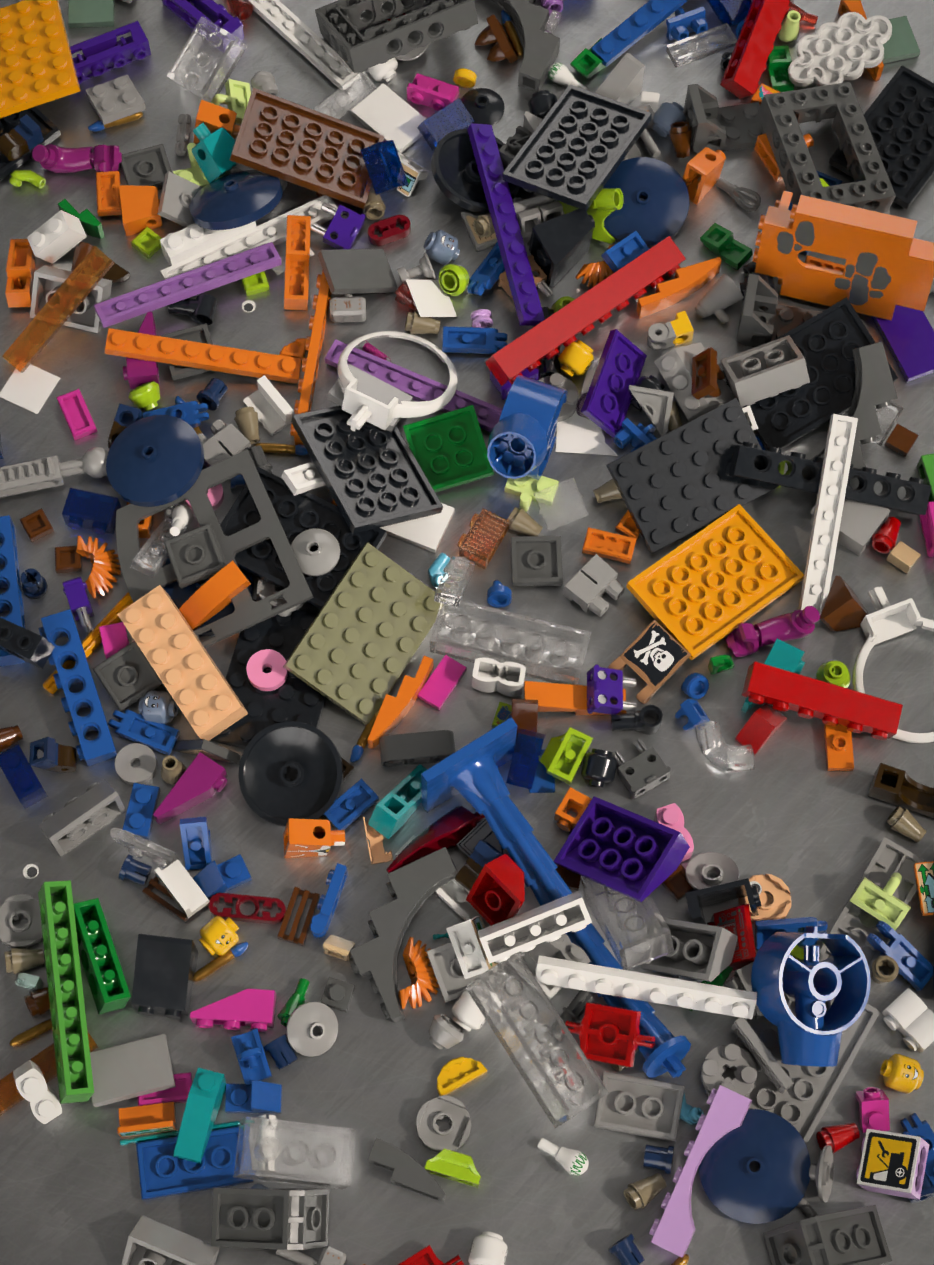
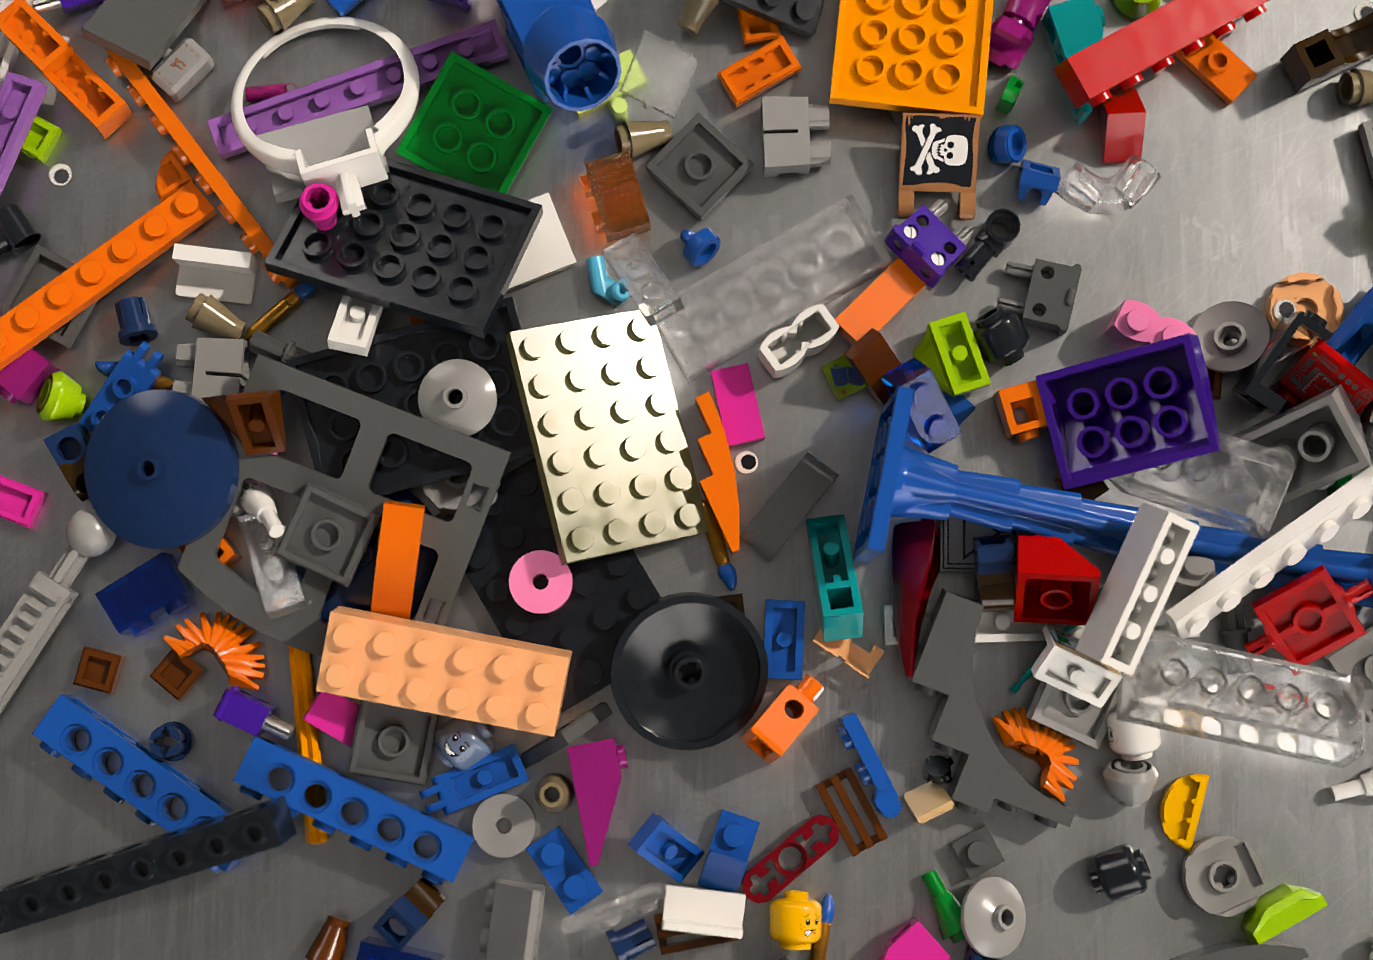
camera: 45 degrees left, 15 degrees up
(217, 473) = (252, 419): none -> reddish brown slope
(341, 410) = (320, 205): none -> dark pink cone
(359, 936) = (938, 769): none -> black piece
(394, 1070) = (1120, 873): none -> black head
(419, 713) = (746, 462): none -> sticker

